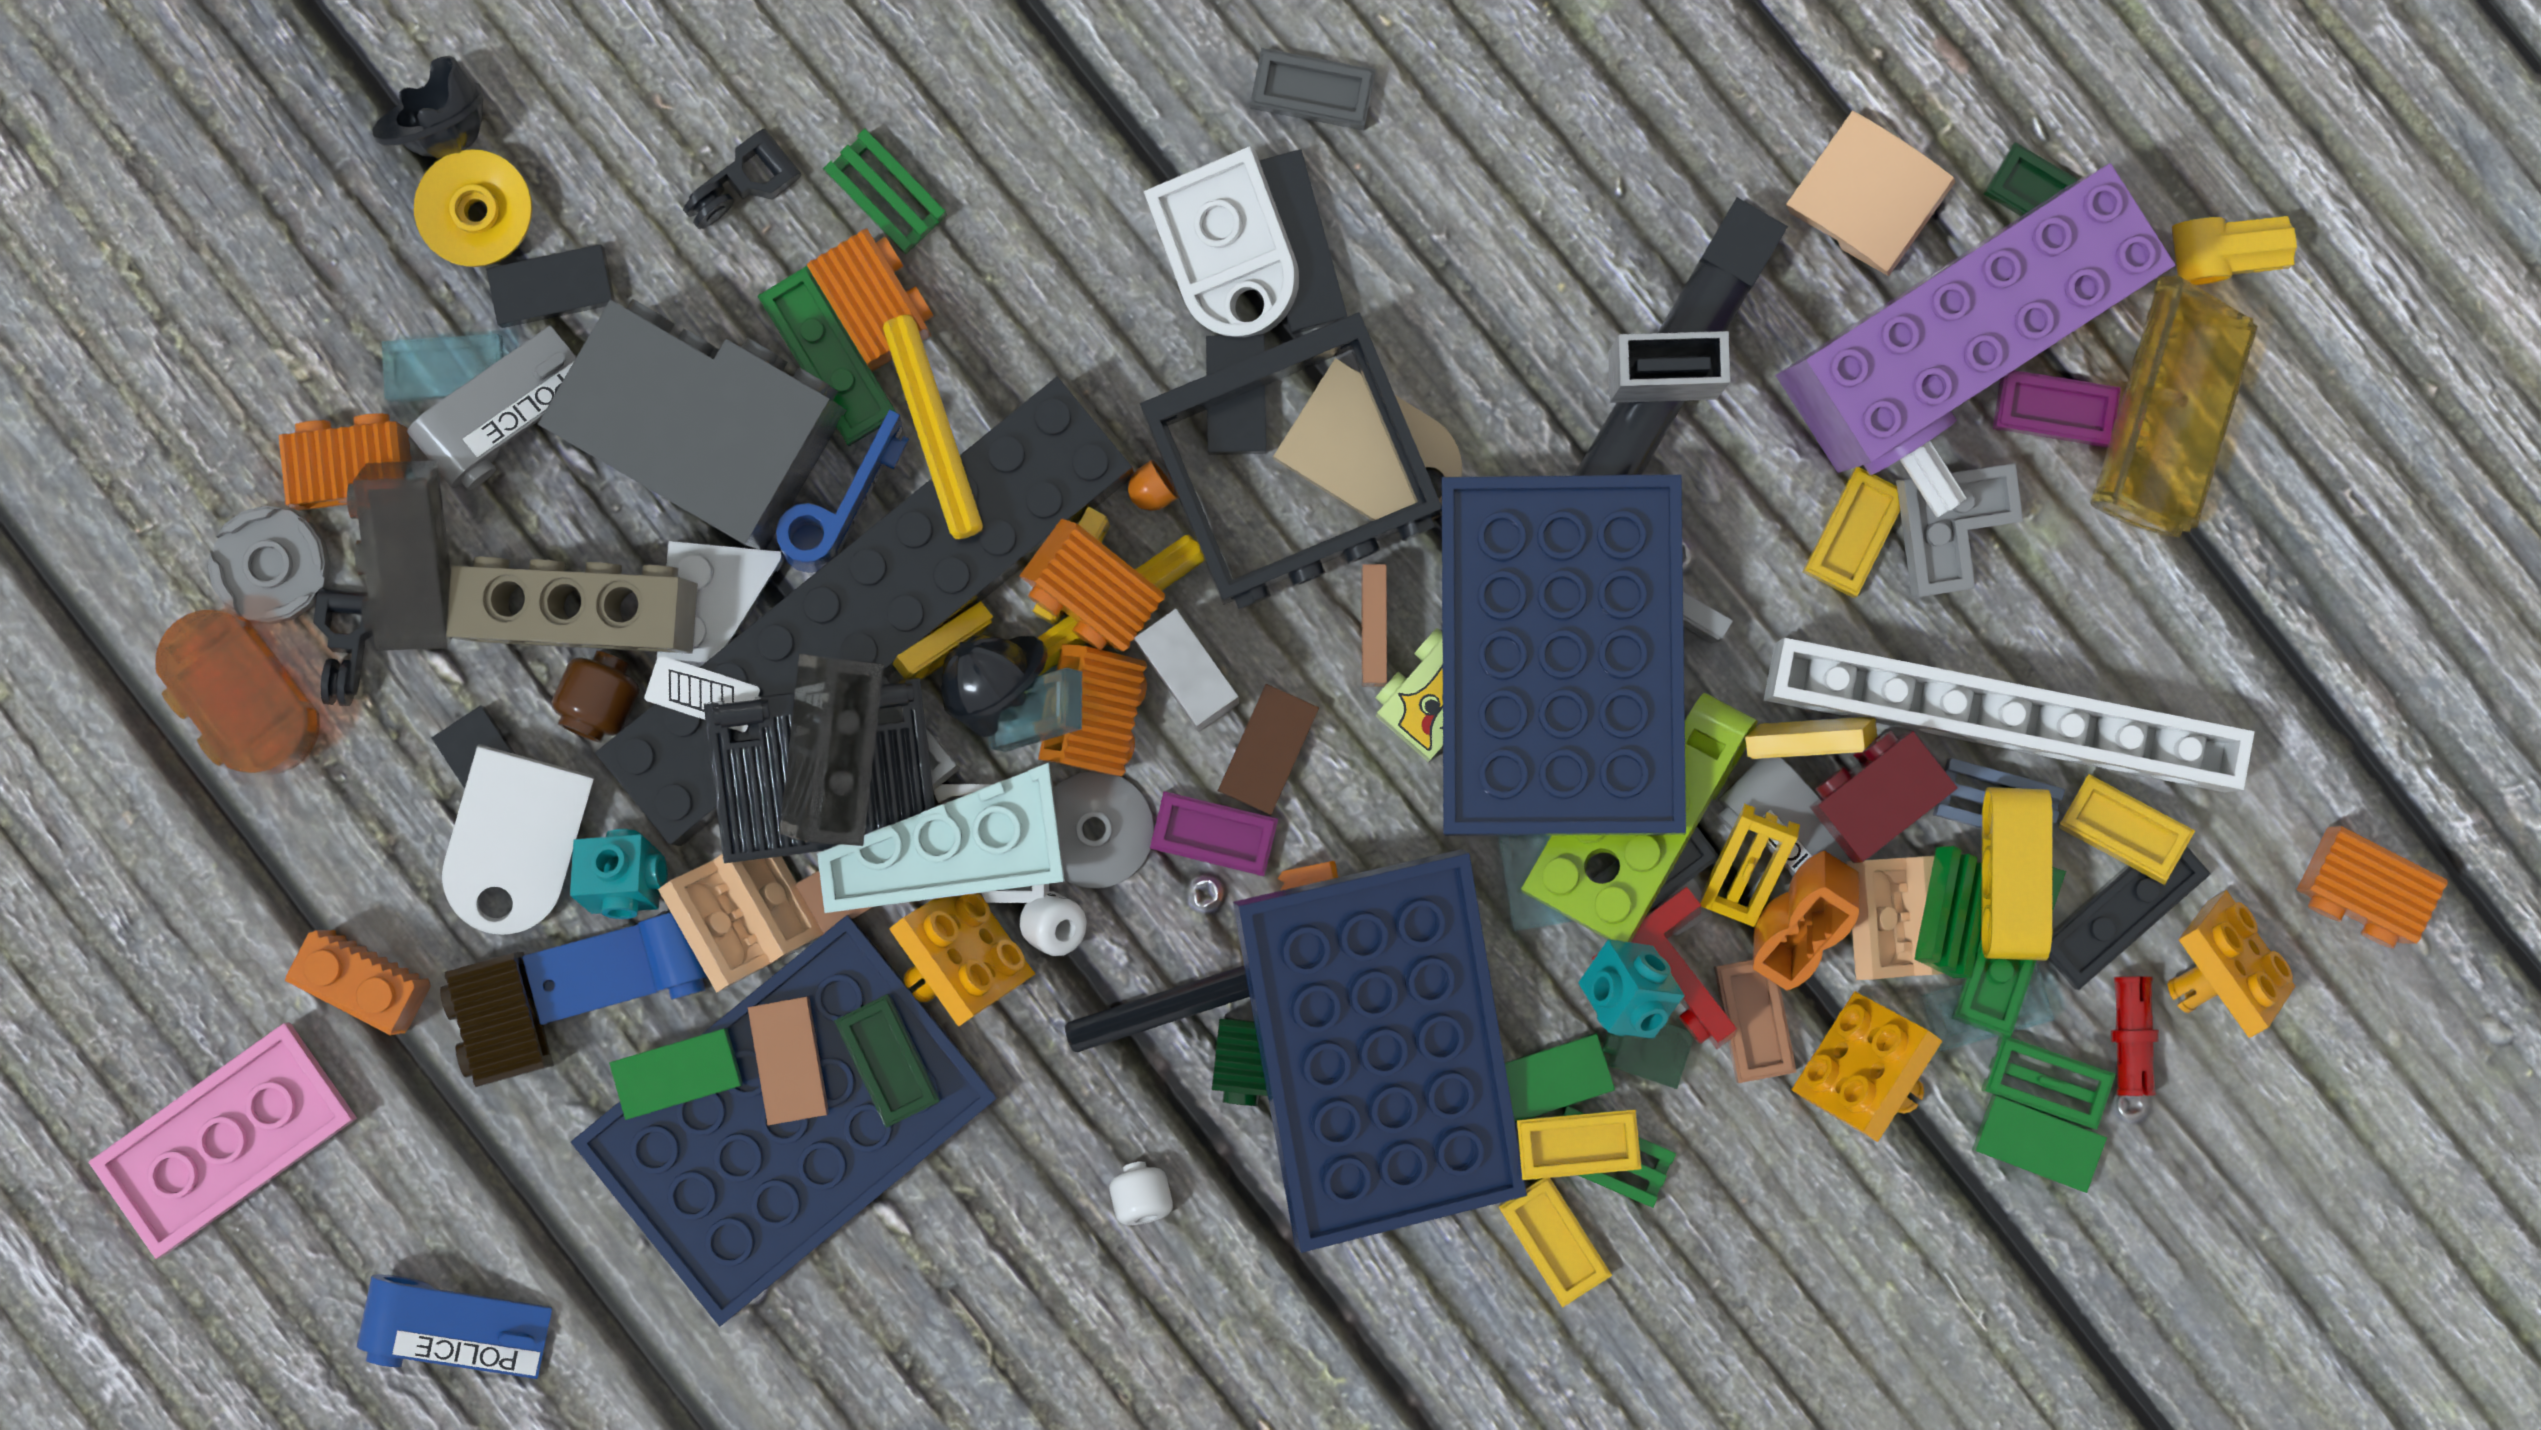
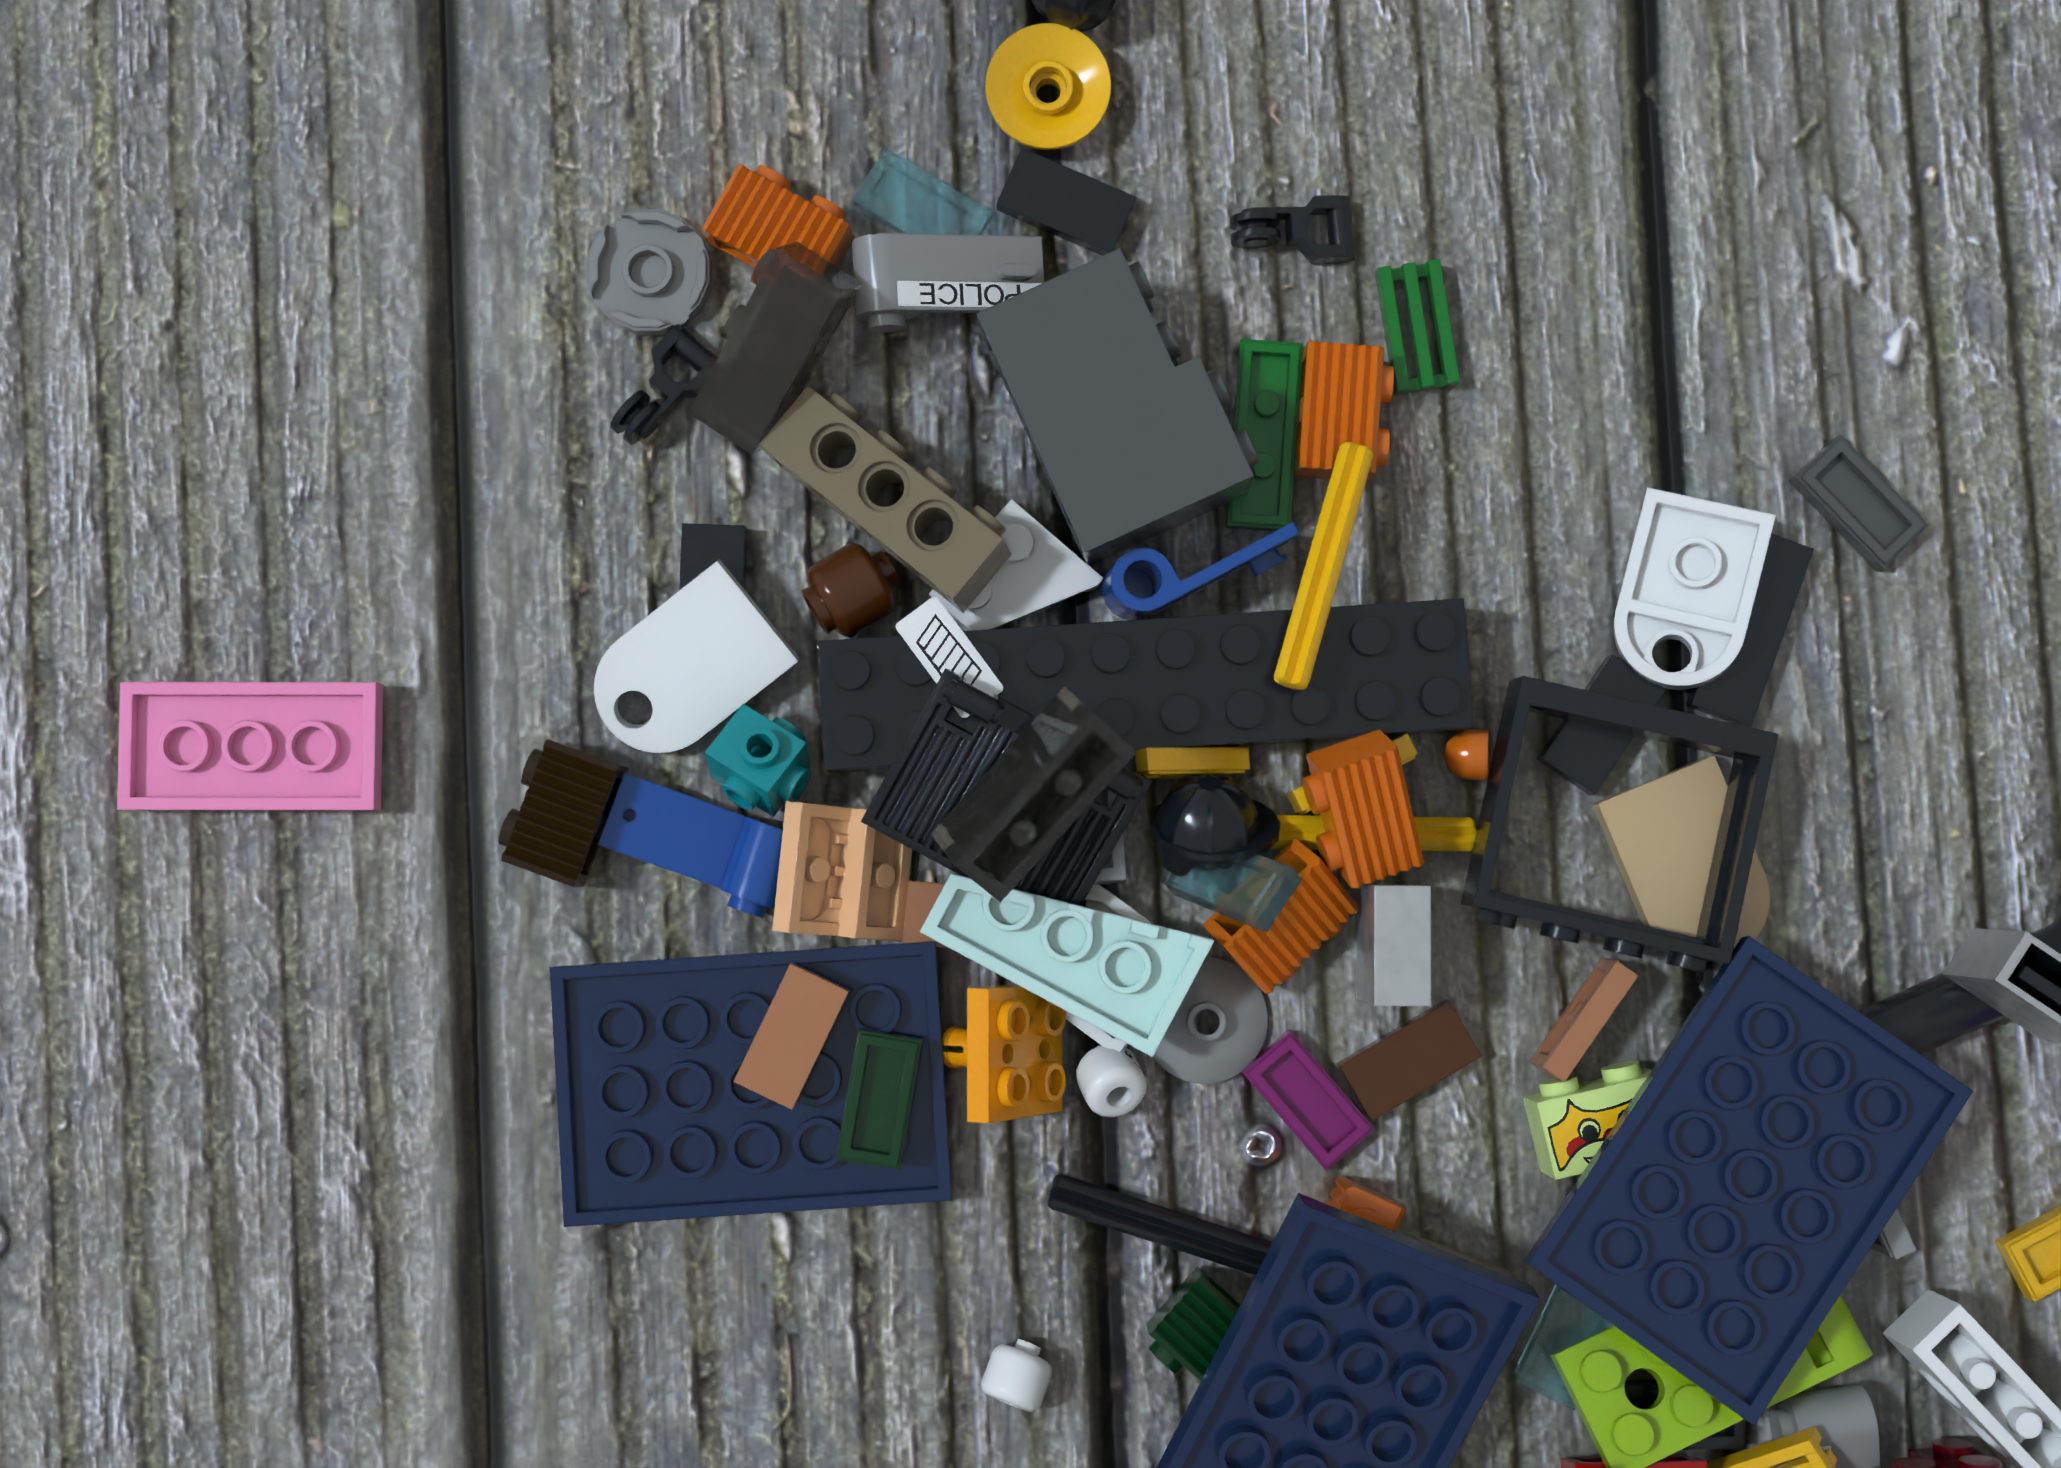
camera: 35 degrees right, 0 degrees up
(235, 693) = (540, 363): clear orange brick -> none
(358, 981) = (465, 692): orange brick -> none
(451, 1328) = (308, 1038): blue door -> none
(676, 1073) = (685, 976): green tile -> none
(1811, 737) = (1917, 1410): yellow tile -> none

